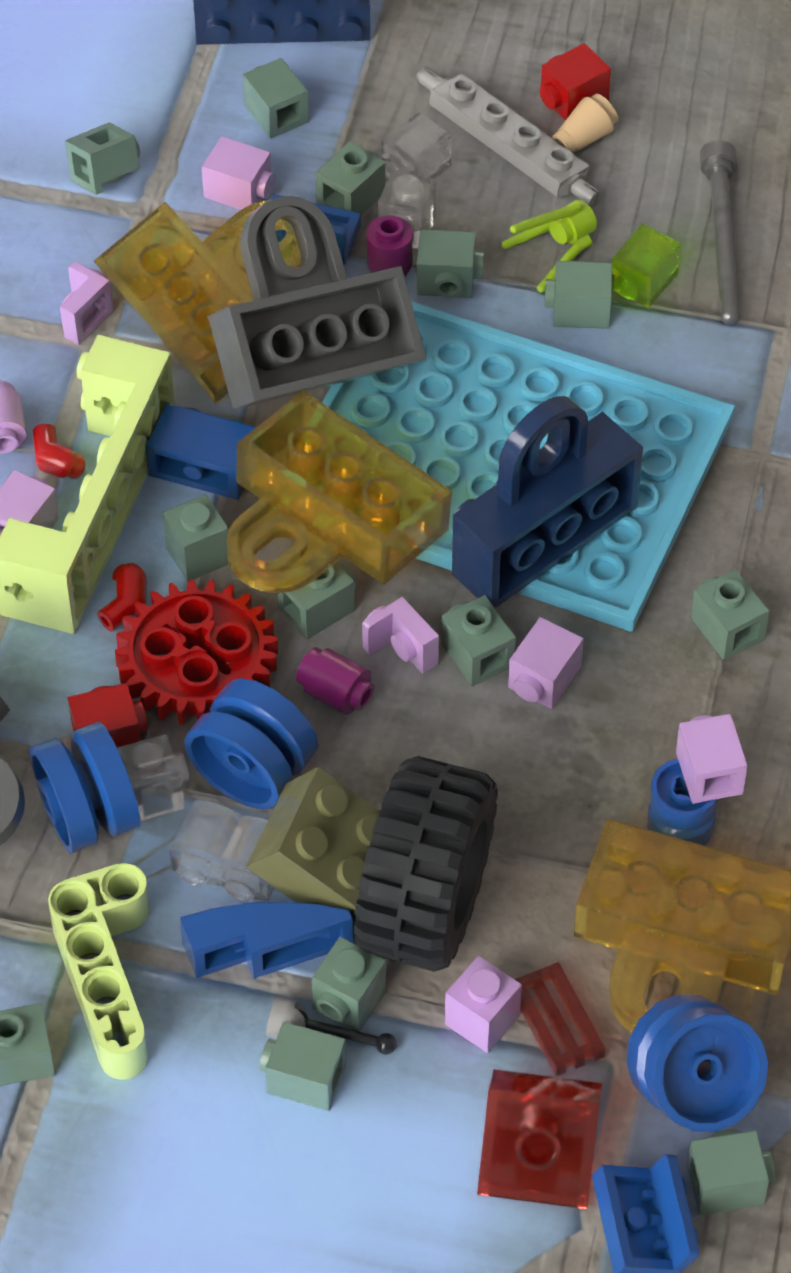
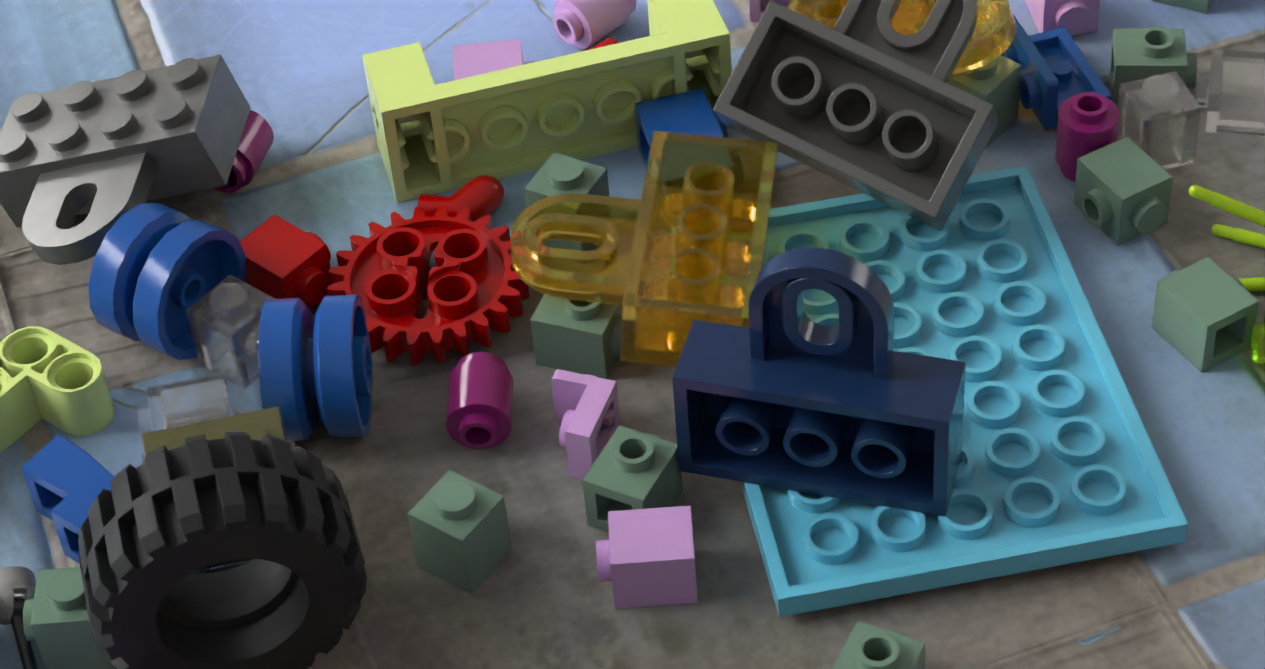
camera: 60 degrees right, 10 degrees down
(446, 737) = (460, 531): none -> sand green brick

